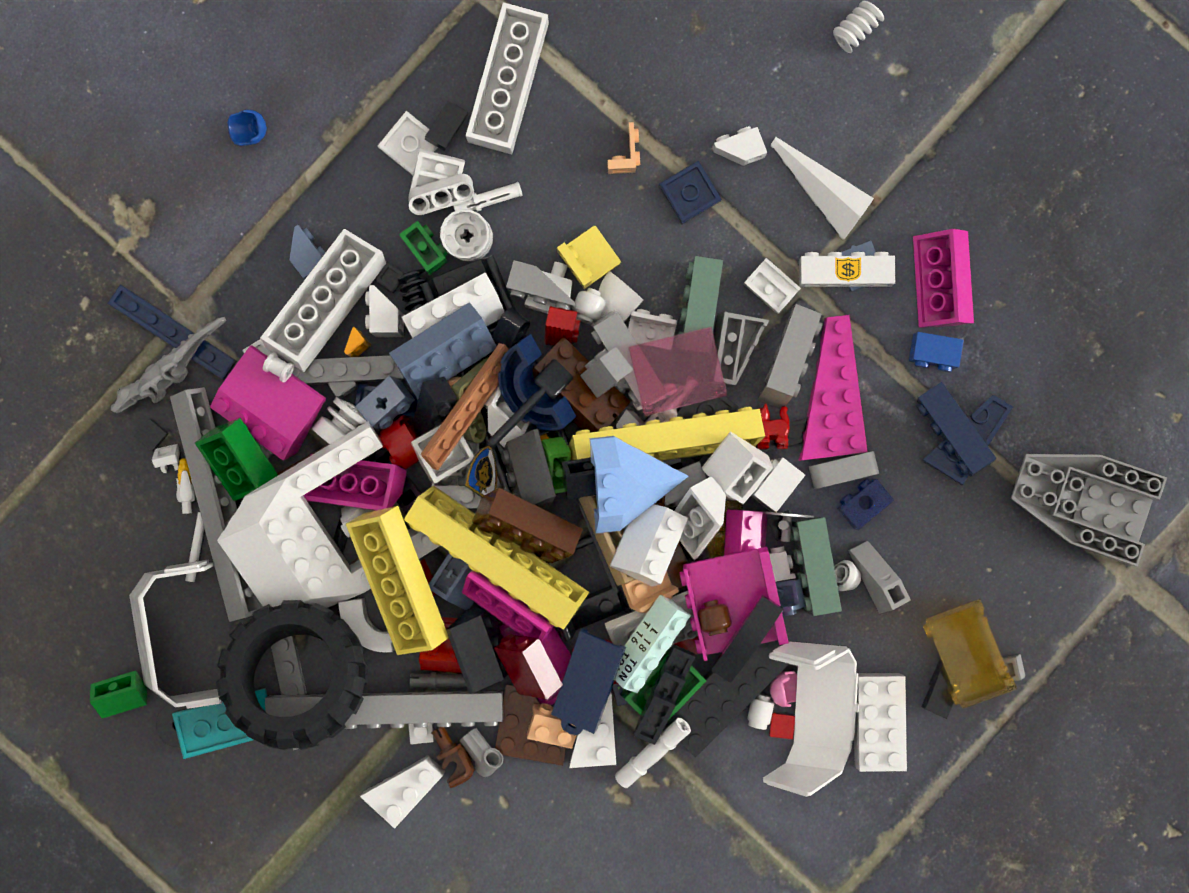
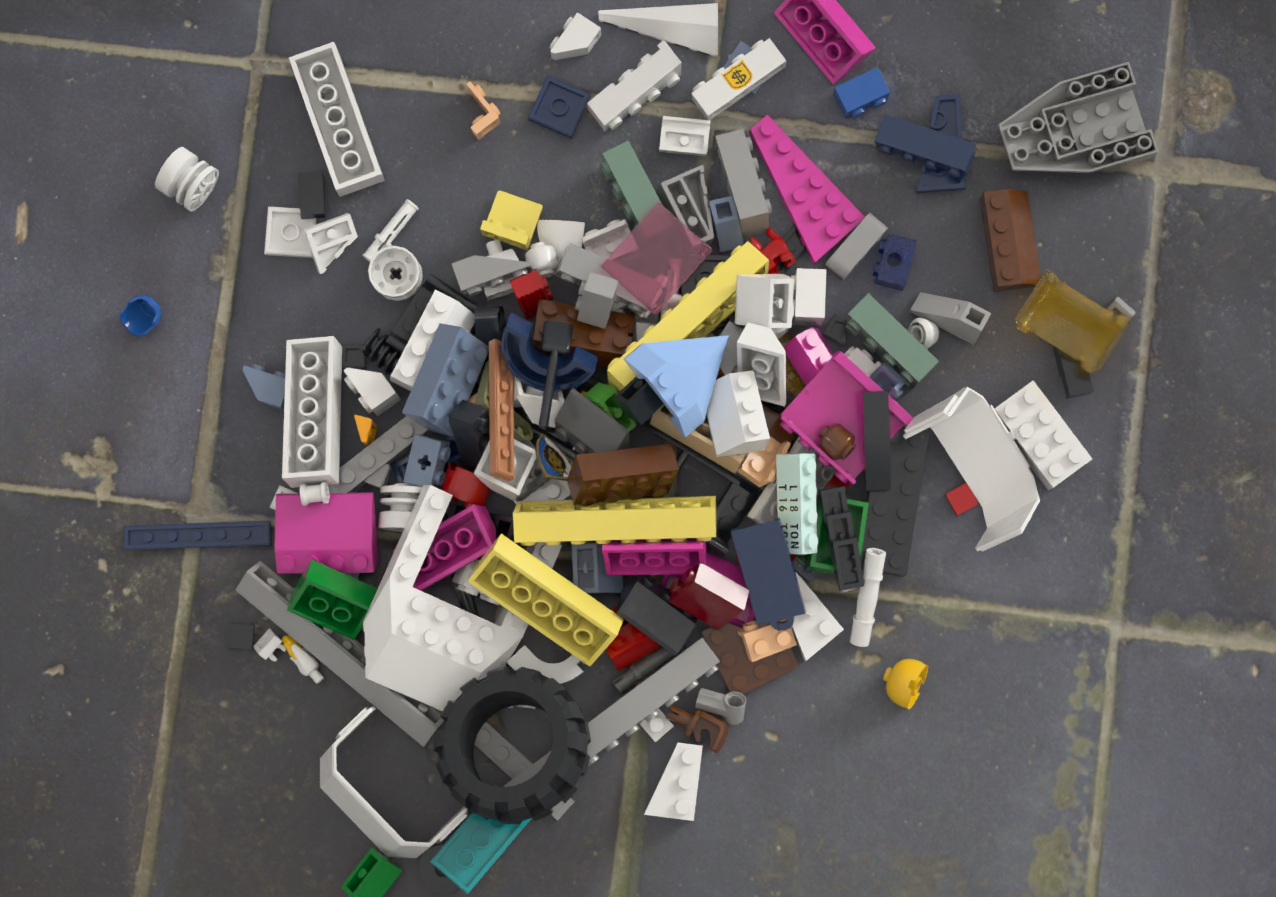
camera: 30 degrees left, 5 degrees down
(163, 373) = (216, 571): light grey animal -> none
(196, 546) = (347, 704): white bar -> none
(356, 43) = (186, 179): none -> white wheel
(422, 246) = (365, 309): green brick -> none
(447, 185) = (347, 267): white beam -> none
(635, 836) = (904, 681): none -> yellow cylinder
(753, 380) = (725, 223): none -> sand blue slope
(760, 712) = (934, 499): white brick -> none
(761, 220) = (636, 87): none -> white wedge
(784, 688) = (939, 464): bright pink hair -> none
(786, 524) = (839, 322): light grey shield -> none
(968, 550) = (1010, 239): none -> reddish brown slope

